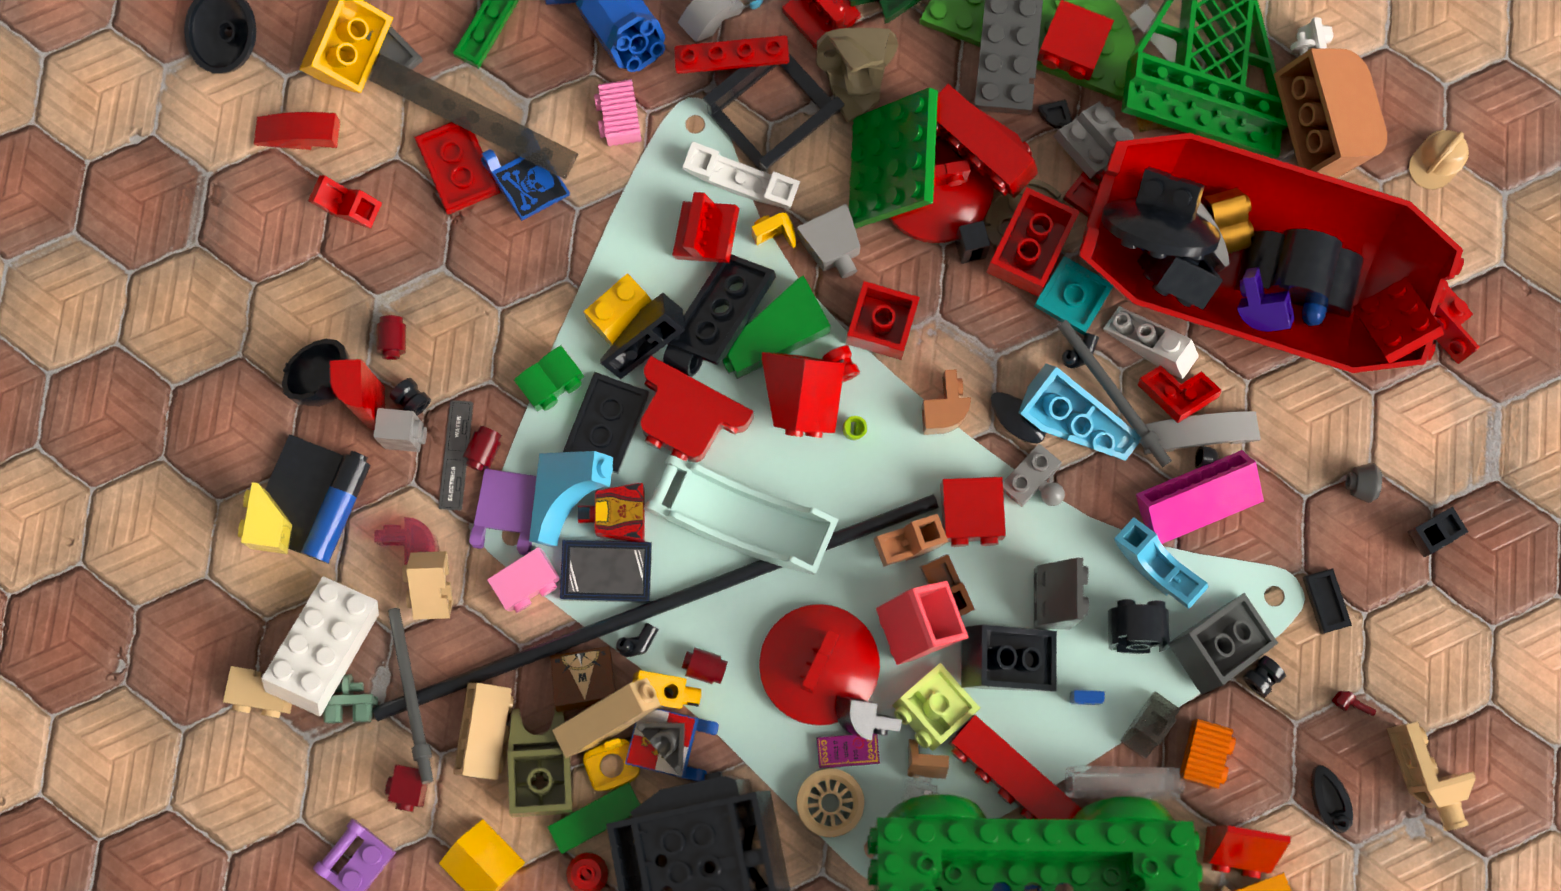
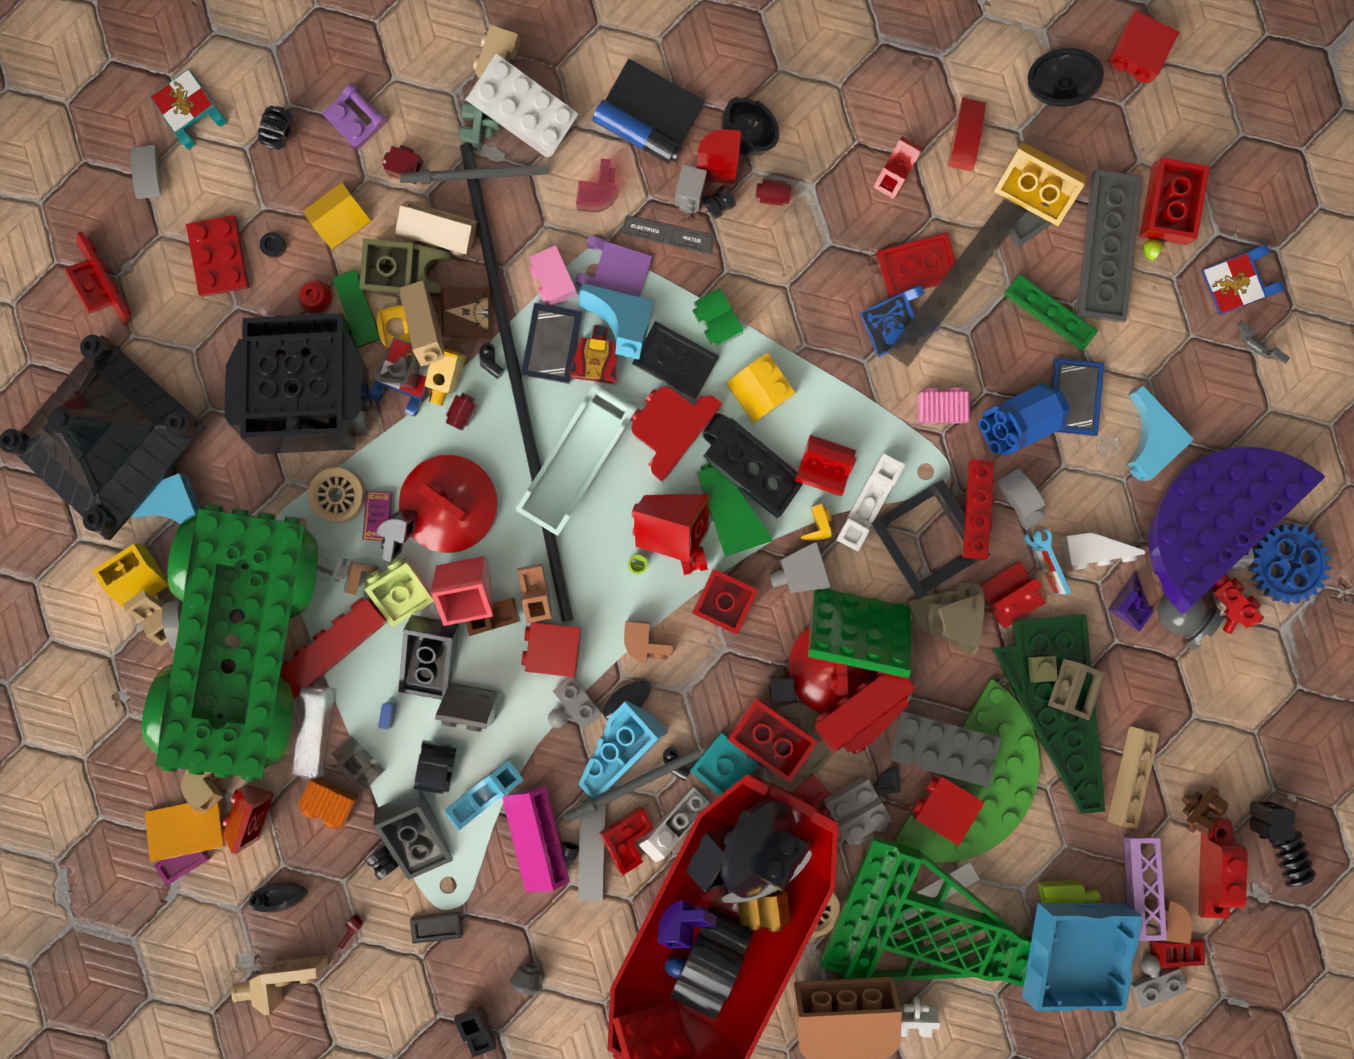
camera: 100 degrees right, 10 degrees up
(265, 523) = (628, 72): light yellow slope -> none
(428, 591) = (558, 196): tan brick -> none
(482, 448) = (667, 255): dark red brick -> none
(644, 336) = (740, 401): black slope -> none

